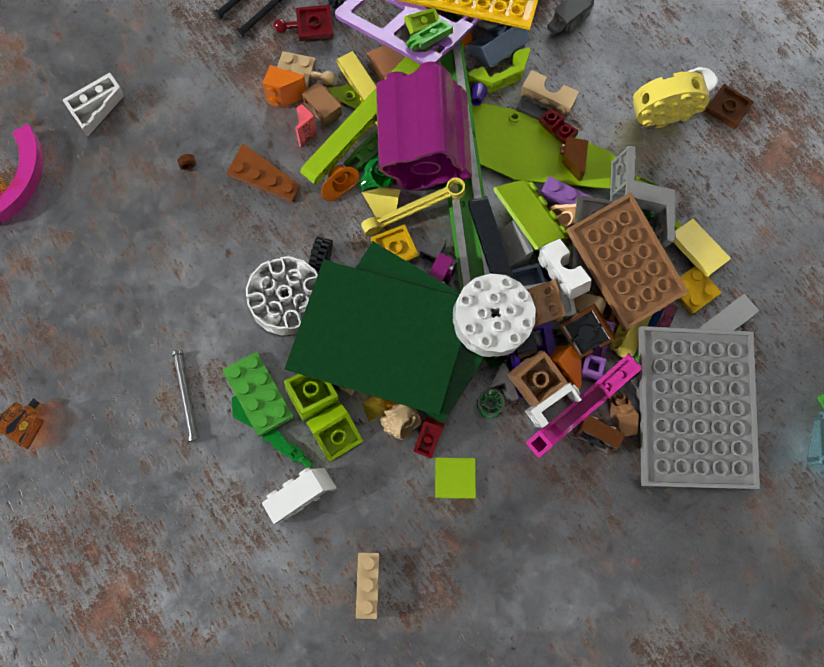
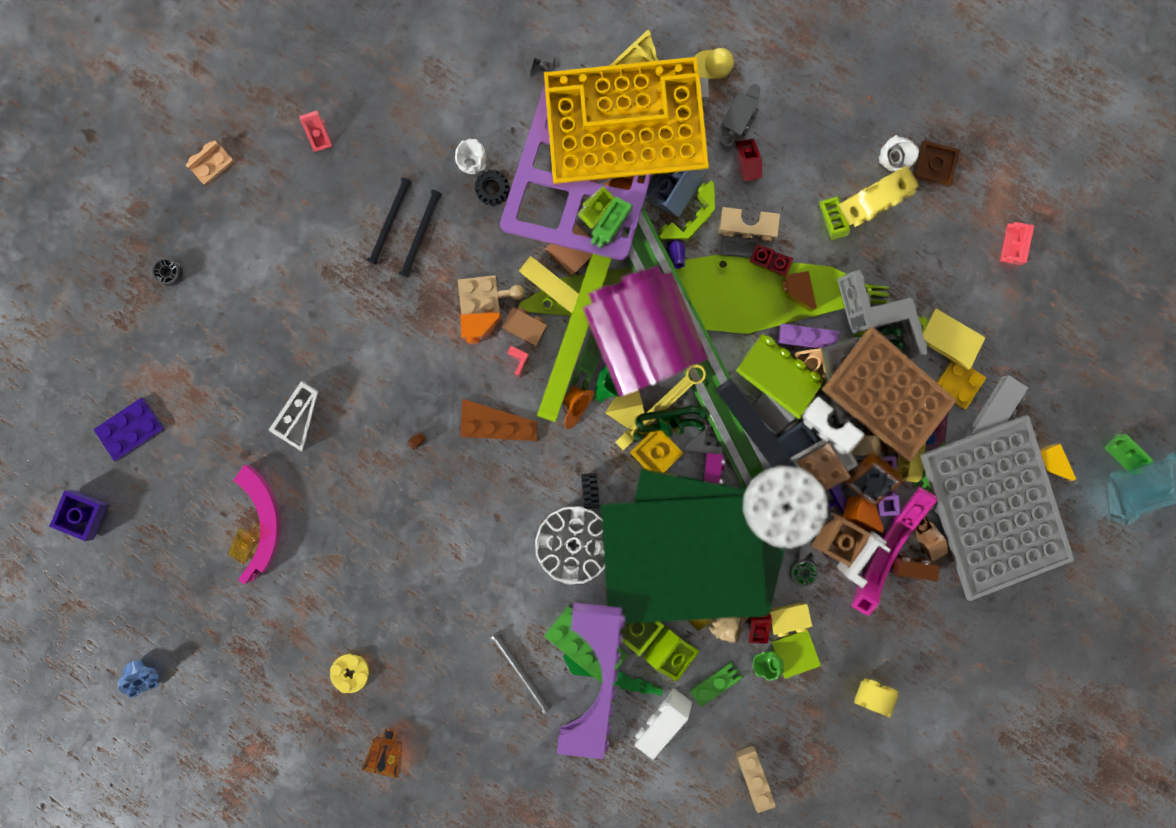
camera: 15 degrees left, 15 degrees up
(20, 329) = (347, 684): none -> light yellow plate
(275, 371) = (601, 630): none -> medium lavender arch
(305, 16) = (463, 229): dark red plate -> none
(365, 478) = (715, 684): none -> bright green hinge
(416, 220) = (668, 421): none -> dark green piece
(423, 476) = (768, 665): none -> bright green hair
(461, 440) = (790, 618): none -> light yellow brick
(519, 547) = (875, 698): none -> light yellow brick
(567, 47) = (749, 159): none -> dark red slope
(622, 115) = (839, 233): none -> lime slope
(768, 391) = (1057, 462): none -> yellow slope
(783, 191) = (1017, 243): none -> coral hinge

